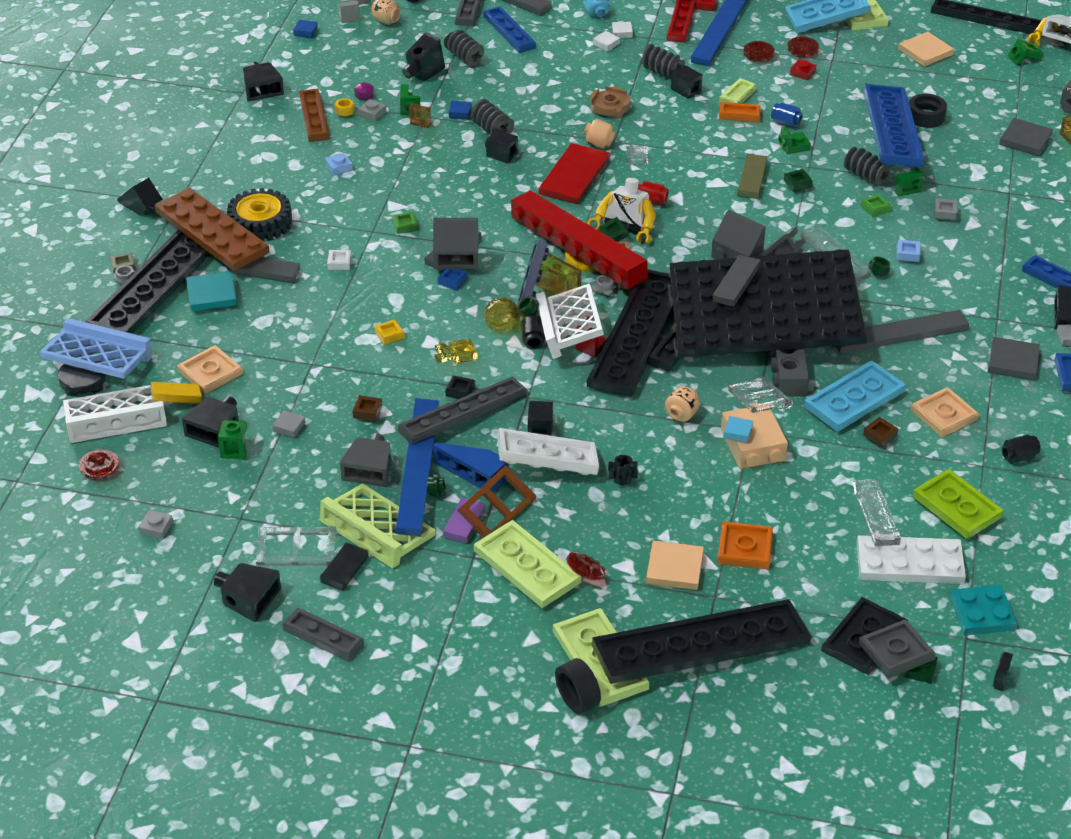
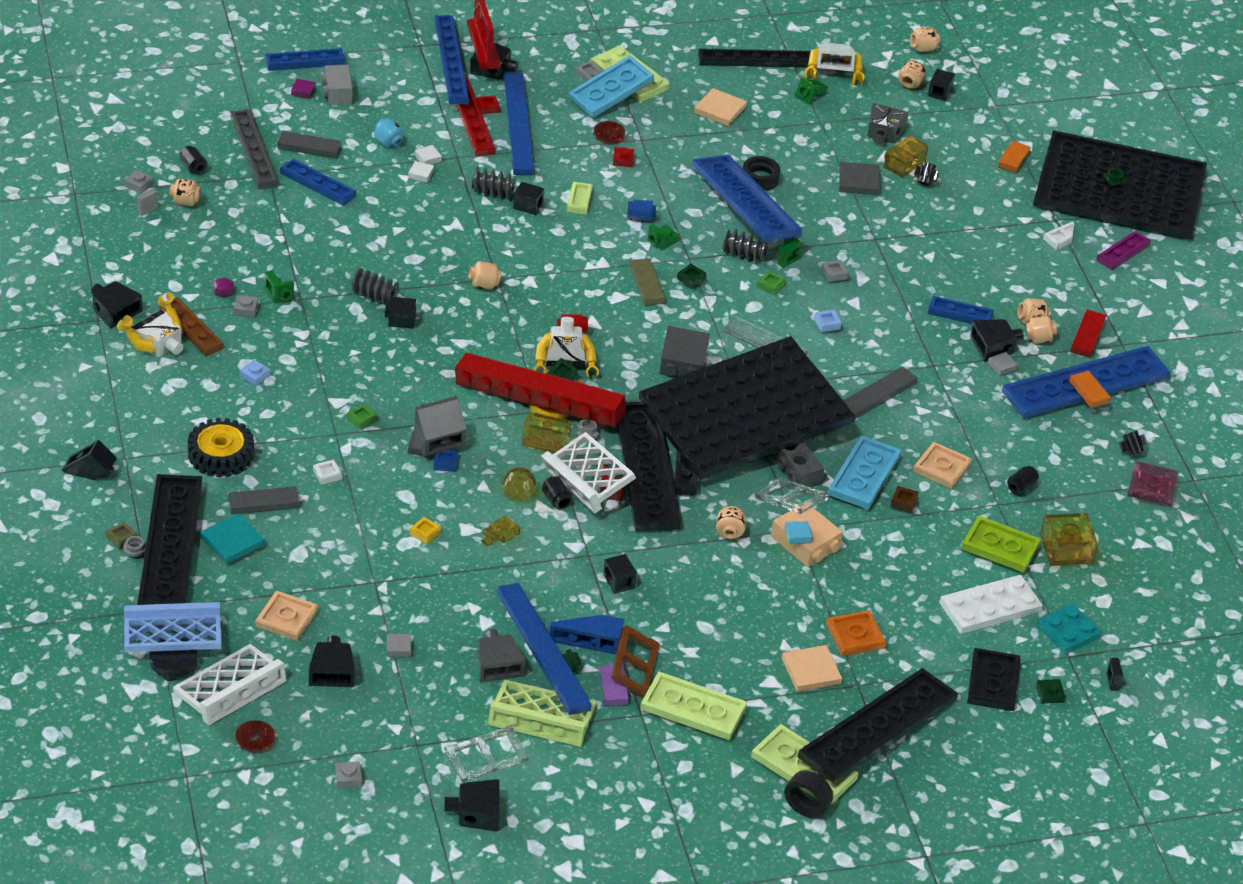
camera: 30 degrees left, 0 degrees up
(175, 392) = (277, 647): yellow tile -> none
(212, 229) = (190, 475): dark orange plate -> none
(232, 440) = (366, 675): green bracket -> none
(277, 111) = (156, 333): none -> torso
(305, 28) = (112, 231): blue tile -> none
(323, 634) = (564, 822): dark grey tile -> none
(344, 107) = (218, 310): yellow tile -> none
(344, 566) = (541, 757): black tile -> none
(367, 408) = (460, 609): reddish brown plate -> none
(420, 115) = (301, 300): clear orange tile -> none
(424, 58) = (262, 244): black torso -> none
(459, 387) = (526, 565): black tile -> none
(460, 109) = (331, 283): blue tile -> none
(461, 410) = (546, 585): dark grey tile -> none
(464, 47) = (293, 215): dark grey piece -> none
(528, 306) = (543, 470): dark green plate -> none
(533, 271) = (530, 436): dark blue plate -> none
(547, 451) = (650, 601): white plate -> none
(574, 173) = (484, 322): red tile -> none
(585, 566) = (744, 692): clear red gear -> none
(610, 102) = (477, 244): medium nougat plate -> none
(623, 470) = (719, 598): black gear -> none
(636, 154) = (529, 287): clear tile -> none
(736, 280) = (715, 393): dark grey tile -> none
(739, 112) = (594, 217): orange tile -> none
(759, 51) = (571, 147): clear red gear -> none
(784, 244) = (722, 347): dark grey hinge -> none
(876, 513) = (944, 572): clear tile -> none
(879, 266) = (812, 343): dark green plate -> none
(897, 648) = (1029, 681): dark grey tile -> none
(1013, 358) = (969, 399): dark grey tile -> none
(1033, 518) = (1068, 539): none -> clear yellow brick

